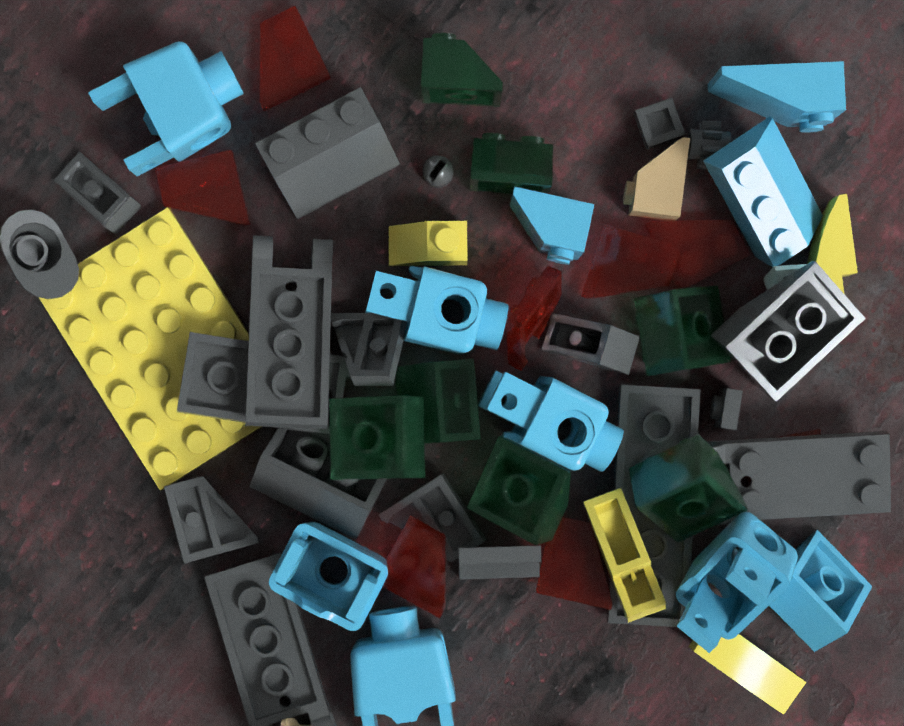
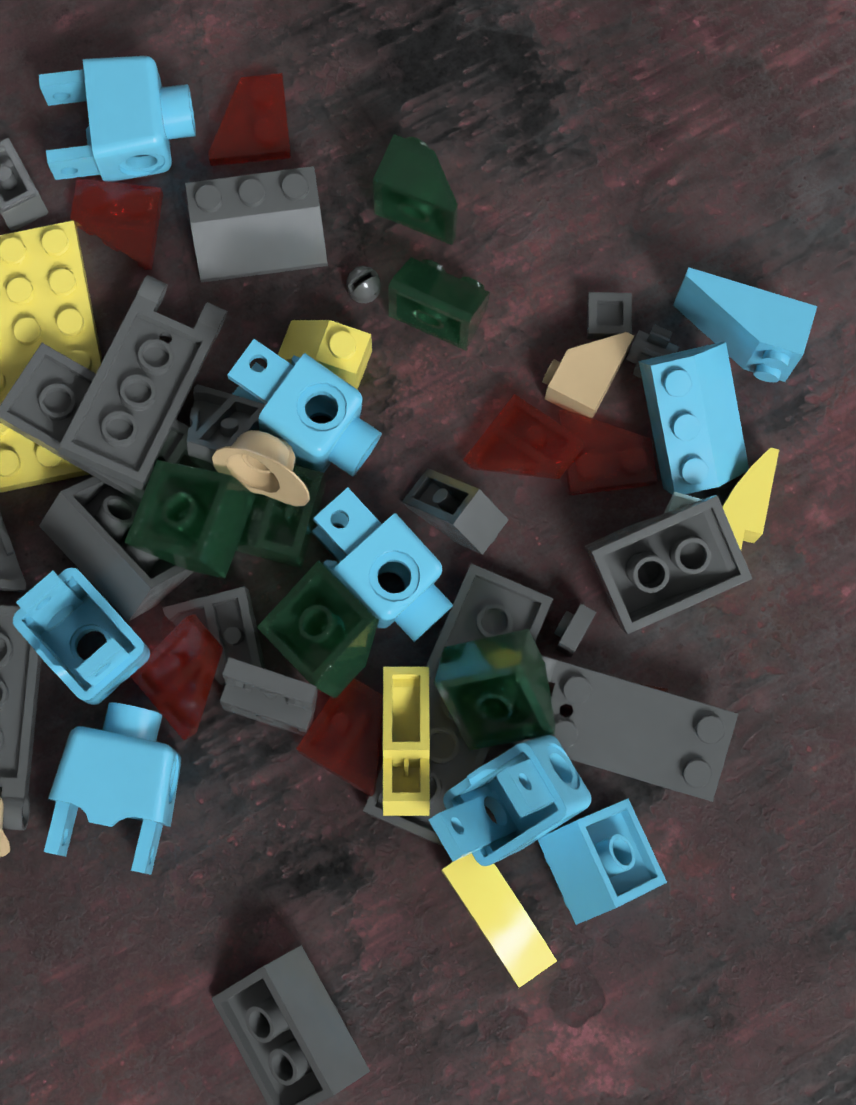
camera: 20 degrees right, 10 degrees down
(424, 373) = (263, 467): none -> tan piece
(532, 314) = (403, 457): clear red wing -> none
(553, 223) = (462, 369): medium azure slope -> none
(678, 329) = (550, 529): clear green slope -> none

